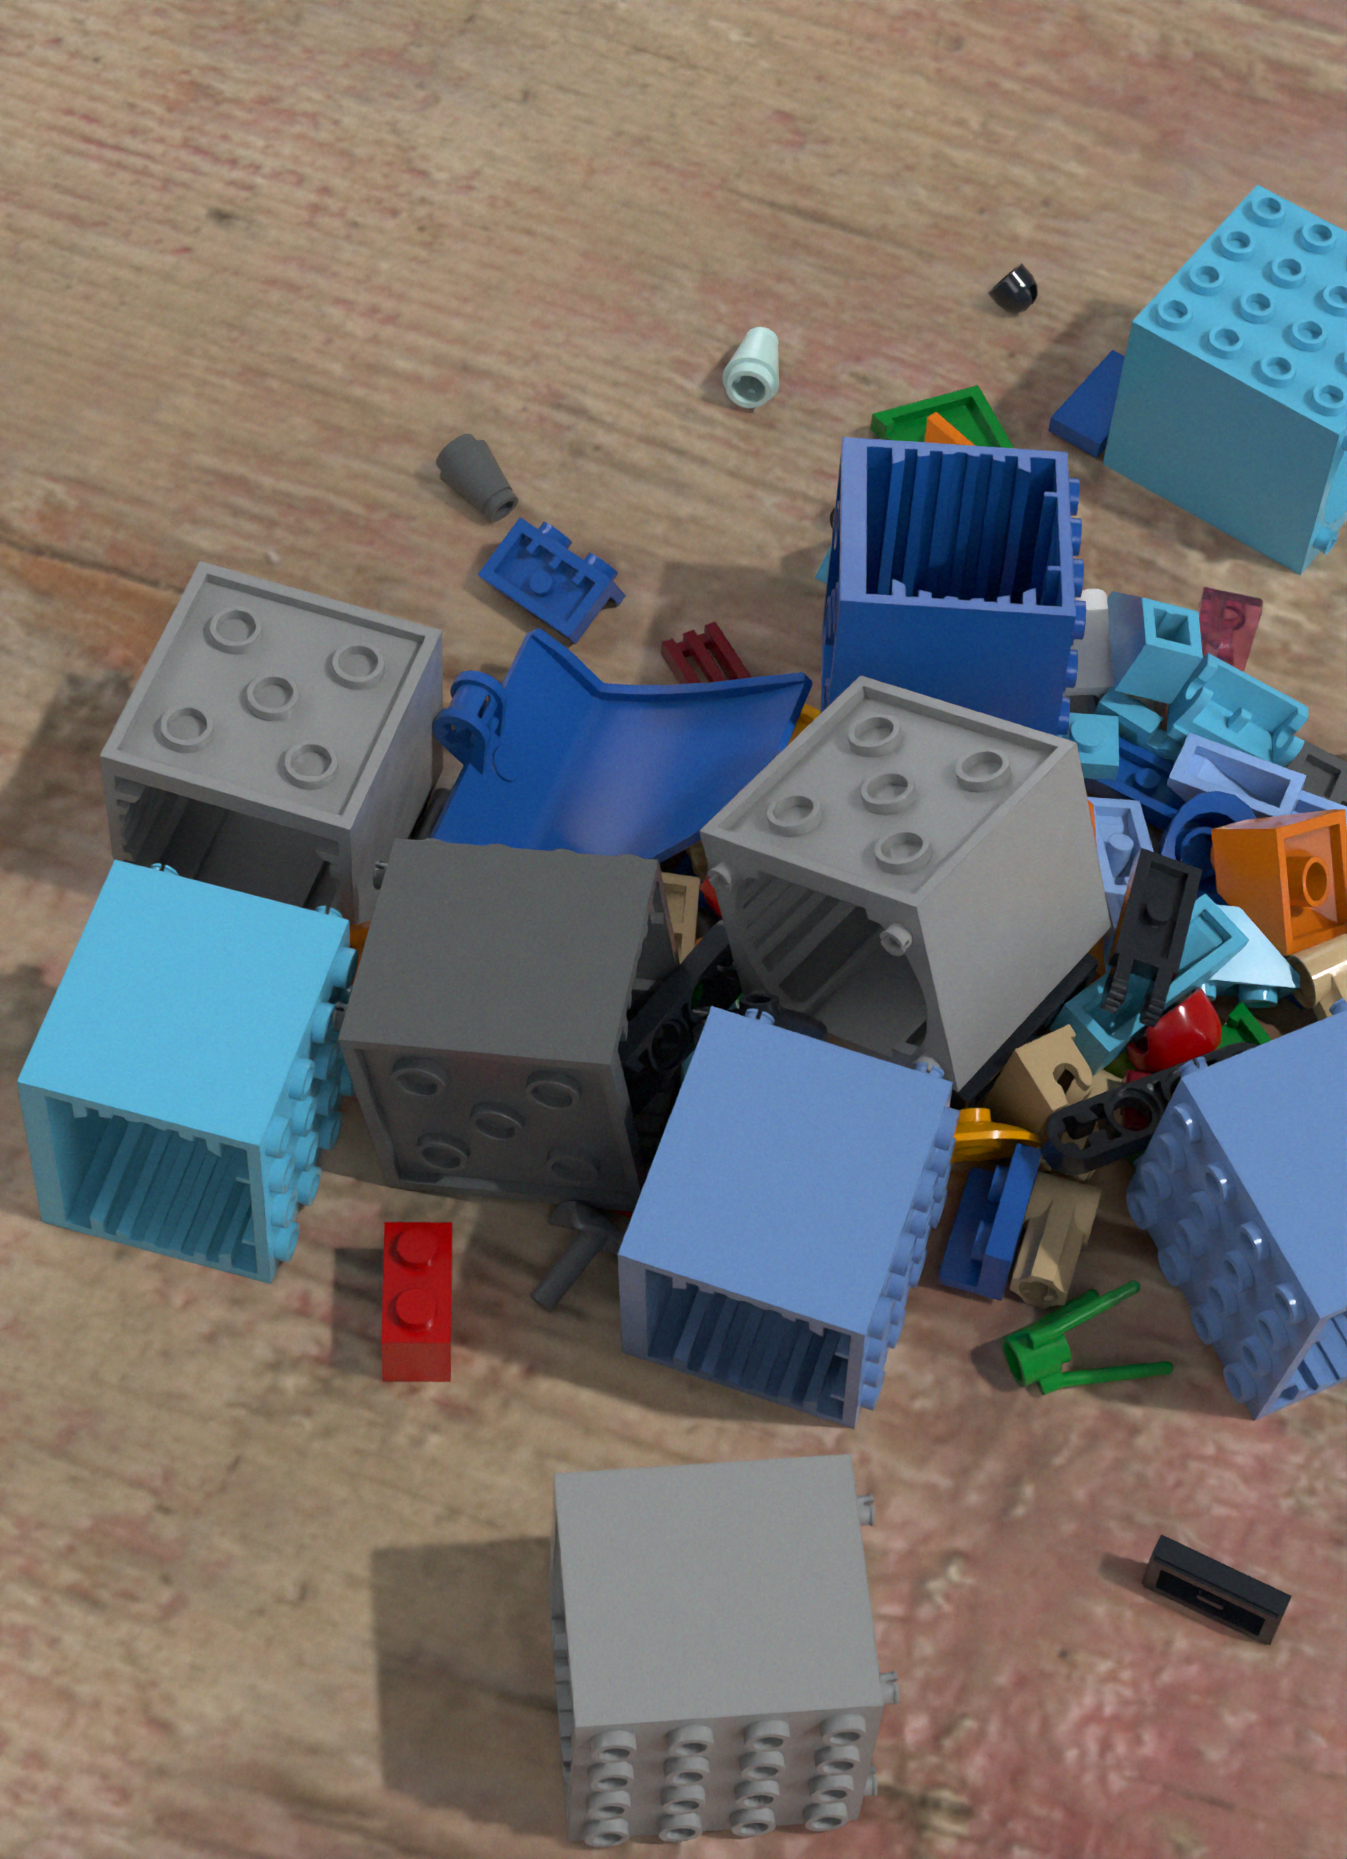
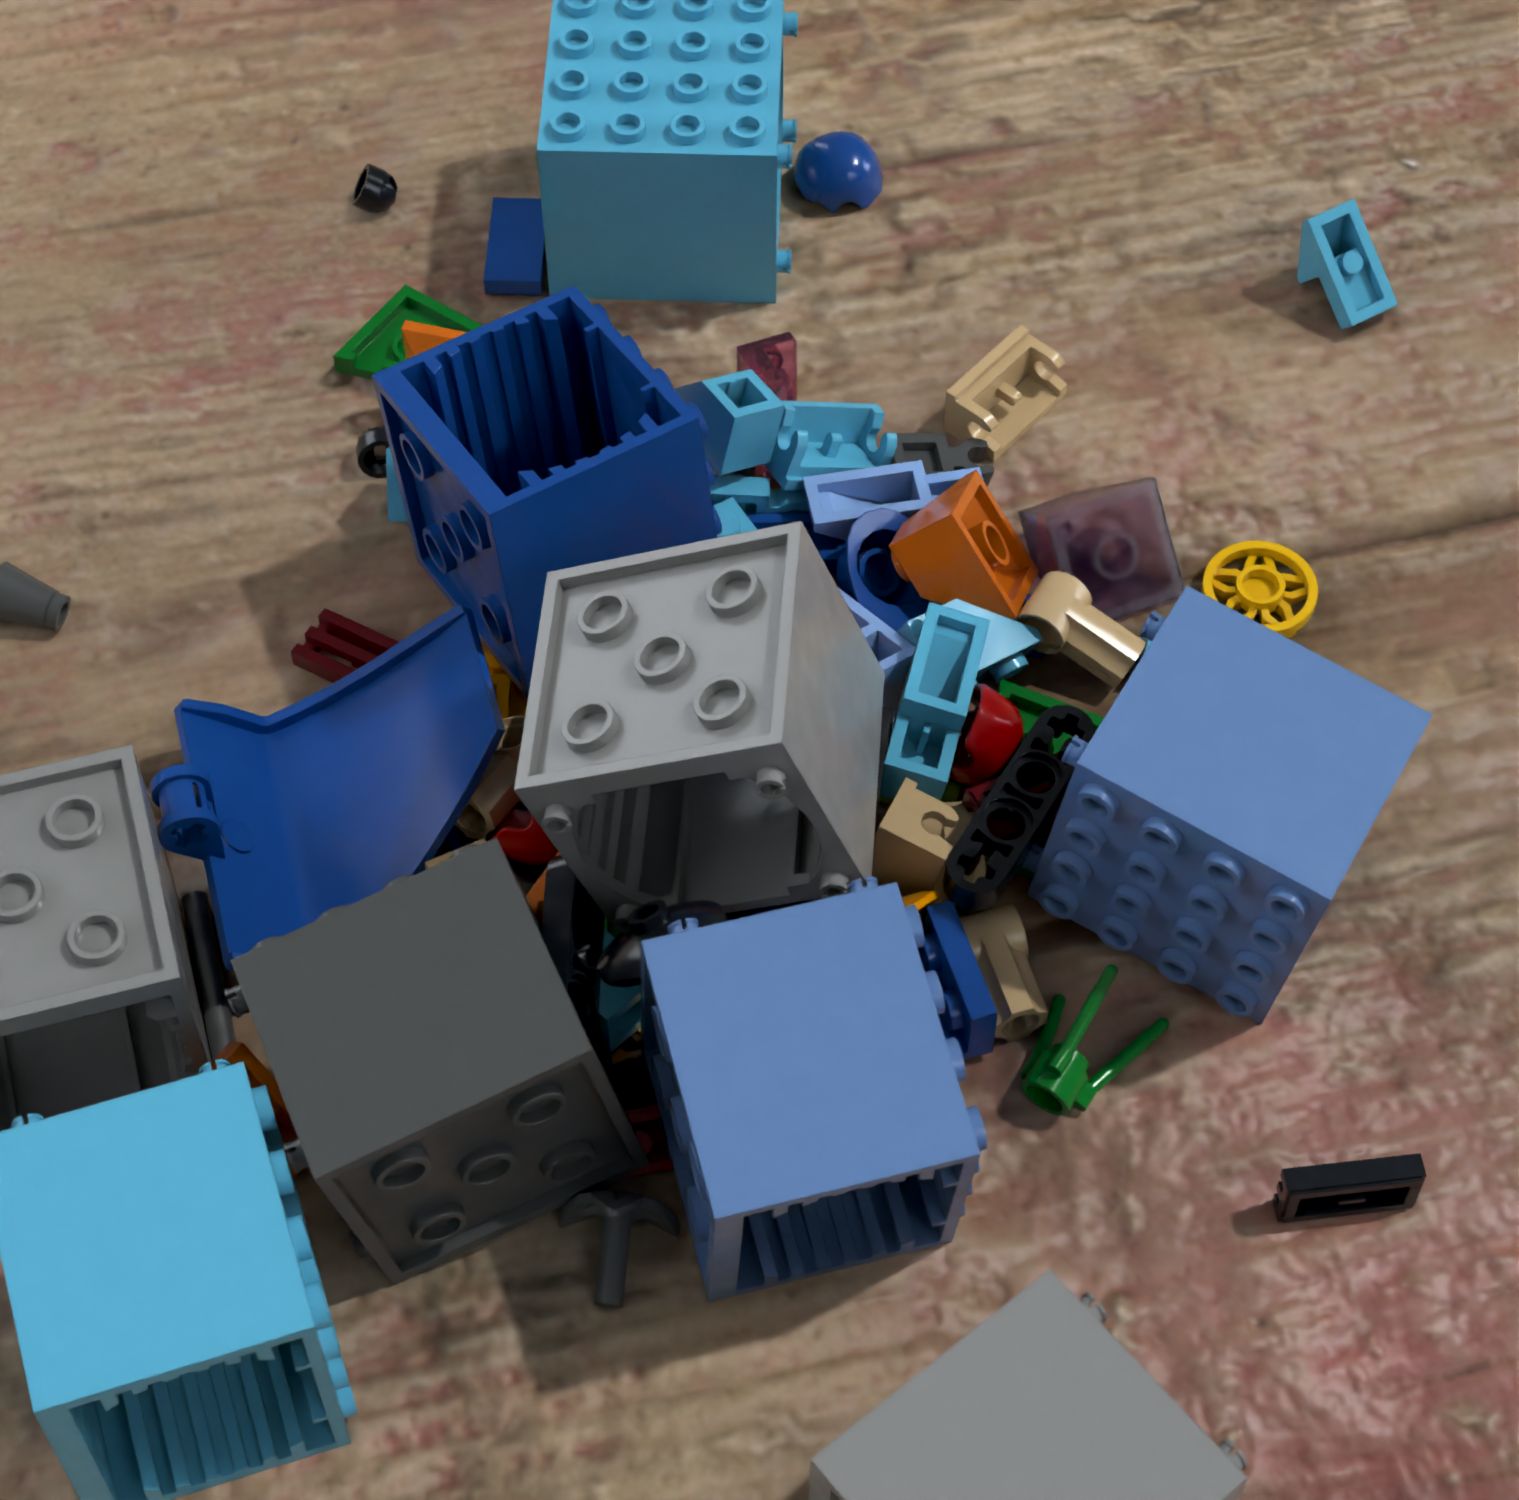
camera: 30 degrees left, 0 degrees up
(417, 1302) = (506, 1374): red brick -> none
(550, 580) = (152, 652): blue bracket -> none
(754, 369) = (200, 373): light aqua cone -> none
(1151, 931) = (920, 661): black hinge -> none

